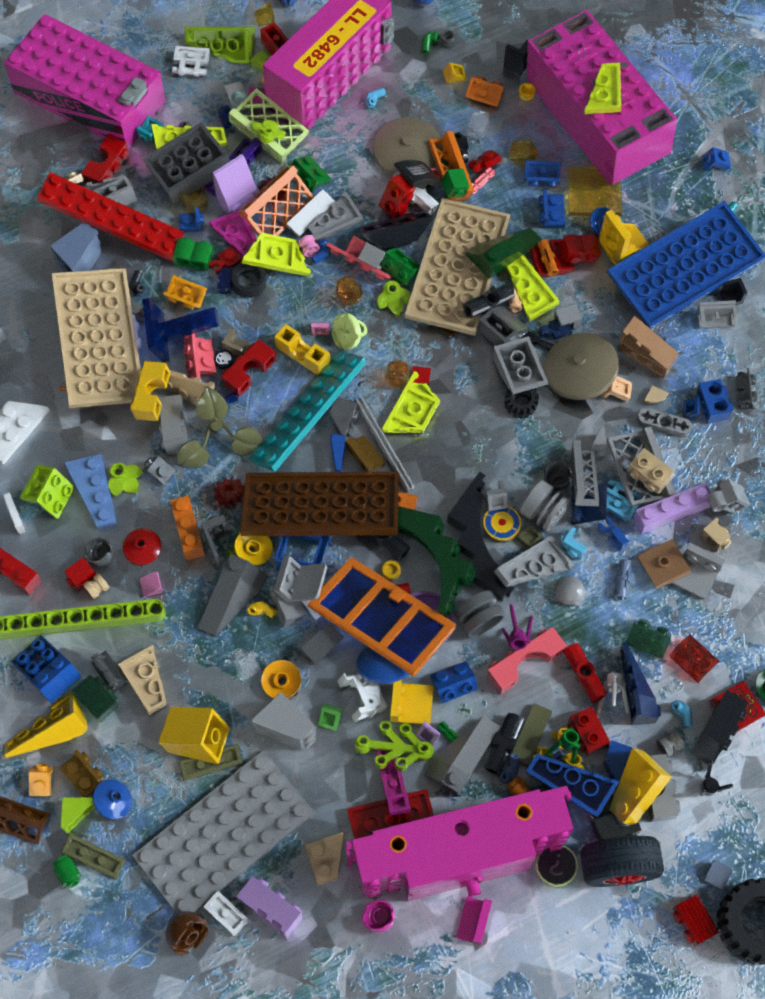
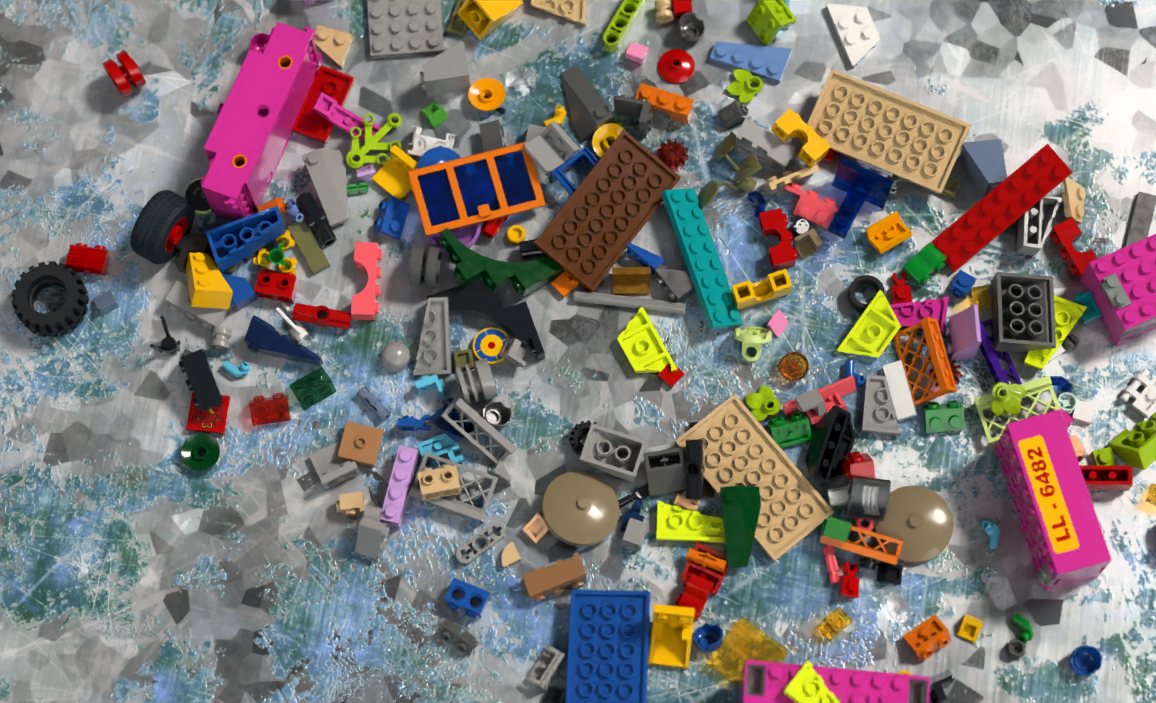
camera: 130 degrees right, 5 degrees up
(134, 283) = (927, 201): black arm -> none
(225, 283) = (877, 271): clear blue piece -> none
(308, 245) = (865, 365): bright pink wheel -> none
(397, 373) = (685, 354): clear orange head -> none
(474, 920) = (206, 109): dark pink panel -> none
(518, 638) = (384, 280): magenta plant -> none
(542, 172) = (798, 622): blue bracket -> none
(552, 210) = (755, 604): blue bracket -> none
(691, 407) = (475, 575): blue slope -> none

